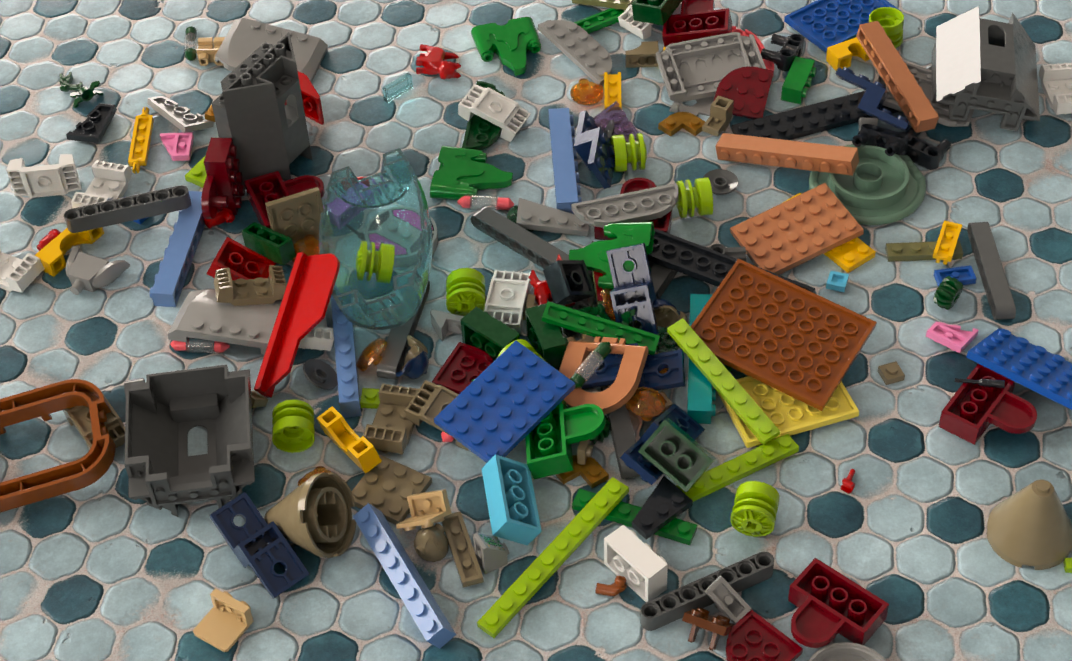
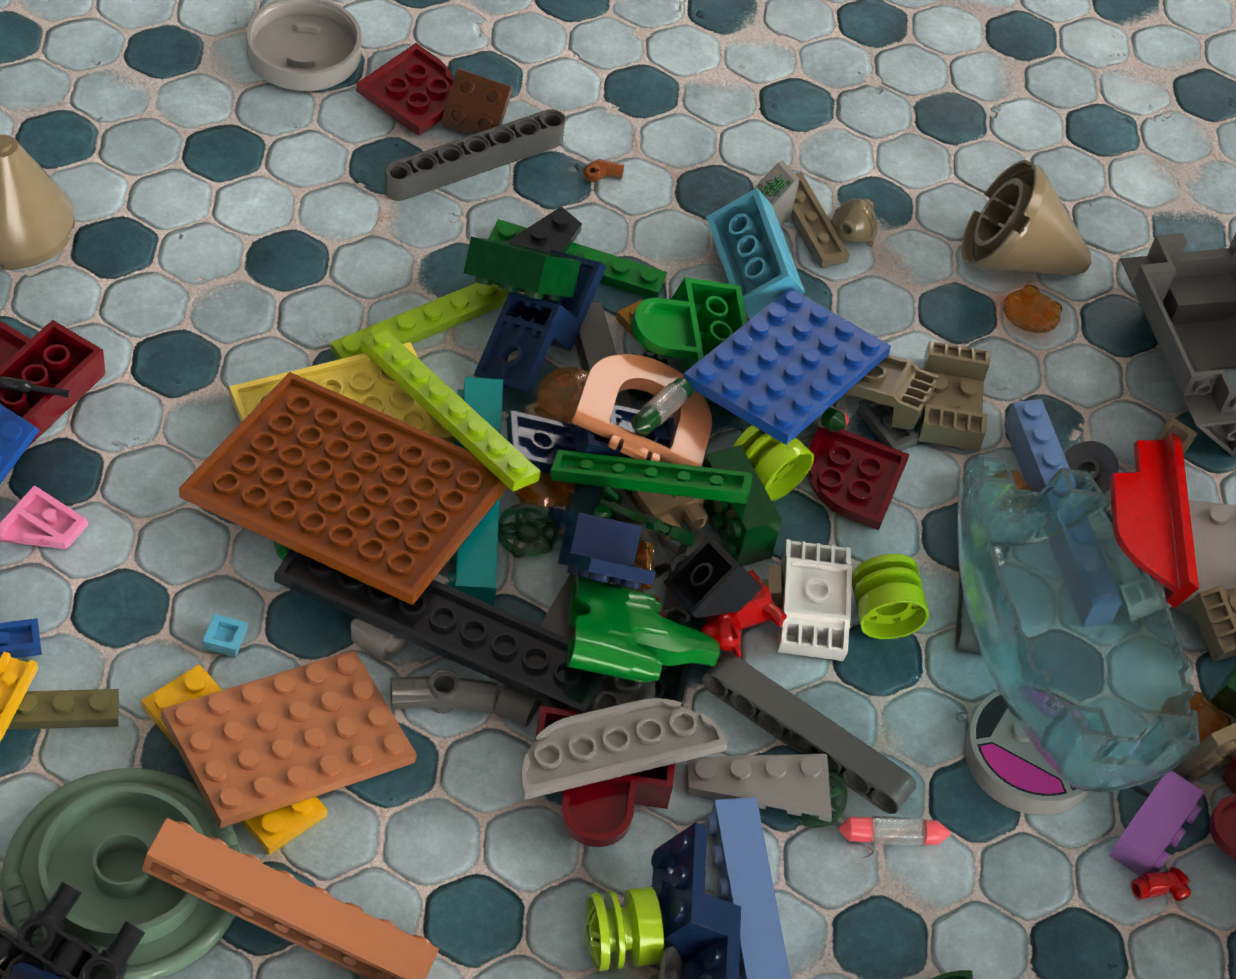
camera: 165 degrees right, 5 degrees up
(224, 622) = (1091, 144): tan bracket -> none
(259, 545) = (1093, 214): dark blue bracket -> none
(293, 426) = (1098, 371): lime wheel -> none
(356, 448) = (984, 324): yellow arch -> none
(370, 398) = (998, 444): lime plate -> none
(376, 262) = (1061, 620): lime wheel -> none
(388, 488) = (929, 305): dark tan plate -> none
(404, 576) = (883, 180): medium blue brick -> none
(416, 360) = (942, 483): dark blue hair -> none
(426, 509) = (873, 237): tan bracket -> none
(445, 322) = (927, 561): light grey slope -> none
(464, 173) = (954, 899): green rock -> none
(486, 332) = (829, 506): dark green brick -> none
(552, 557) = (682, 202): lime plate -> none
(637, 562) = (574, 171): white brick -> none
(666, 313) = (534, 564): dark tan hair -> none
(695, 197) = (487, 804): lime wheel -> none
(722, 181) = (434, 858): dark grey dish -> none
(727, 600) = (450, 128): light grey slope -> none
(755, 508) = (407, 233): lime wheel -> none
(832, 606) = (313, 116): dark red brick -> none
(848, 485) = (265, 289): red hand -> none
(891, 373) = (161, 465): dark tan plate -> none
(948, 292) = (29, 587): dark green gear -> none

